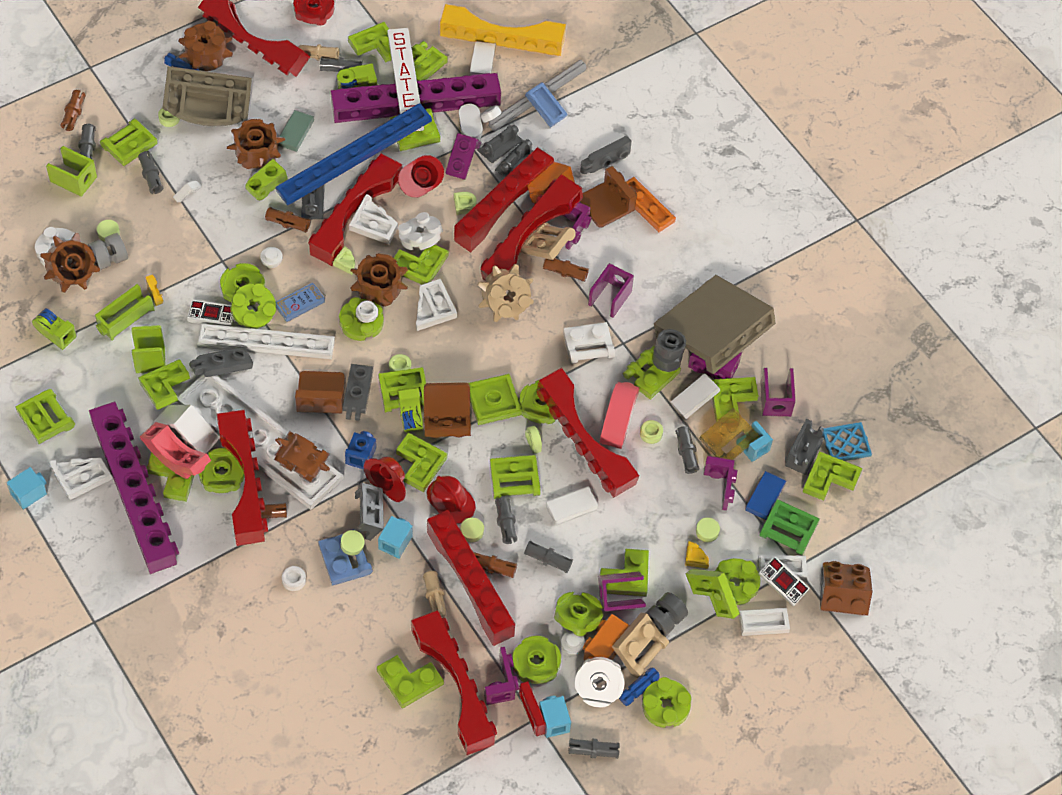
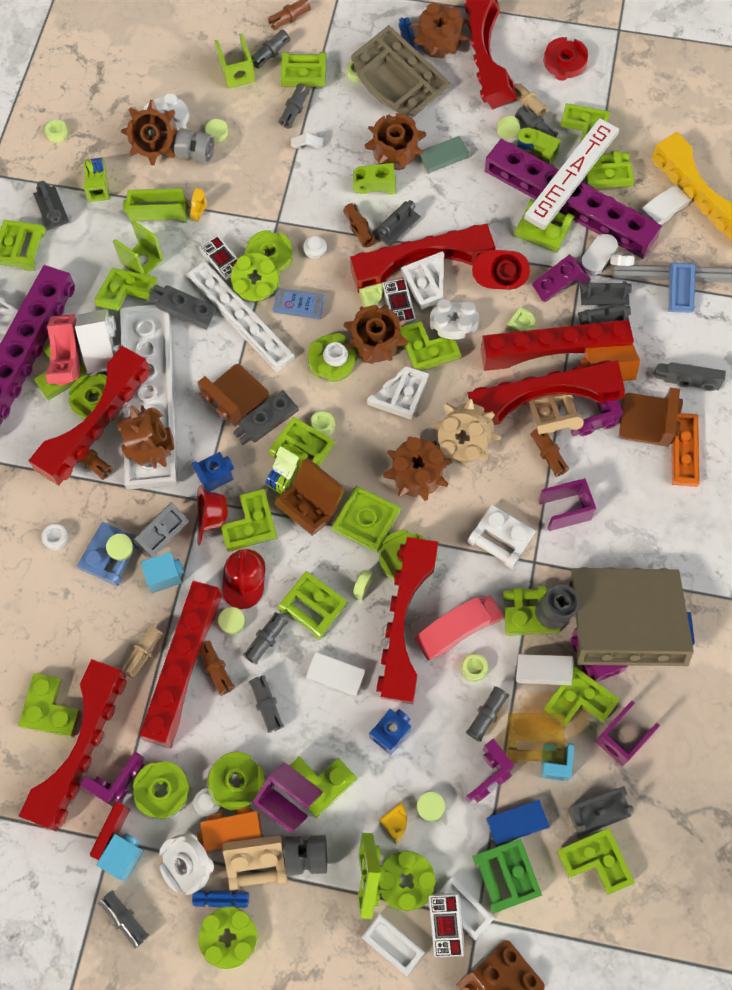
camera: 50 degrees right, 10 degrees up
(38, 373) = (50, 205): none -> dark grey hinge
(323, 80) = (508, 127): none -> yellowish green tile
(353, 154) = (461, 207): blue tile -> none
(362, 246) = (399, 300): none -> tile
(495, 341) = (427, 477): none -> dark orange brick
(640, 507) = (390, 740): none -> blue brick
(843, 428) = (670, 852): dark azure window -> none

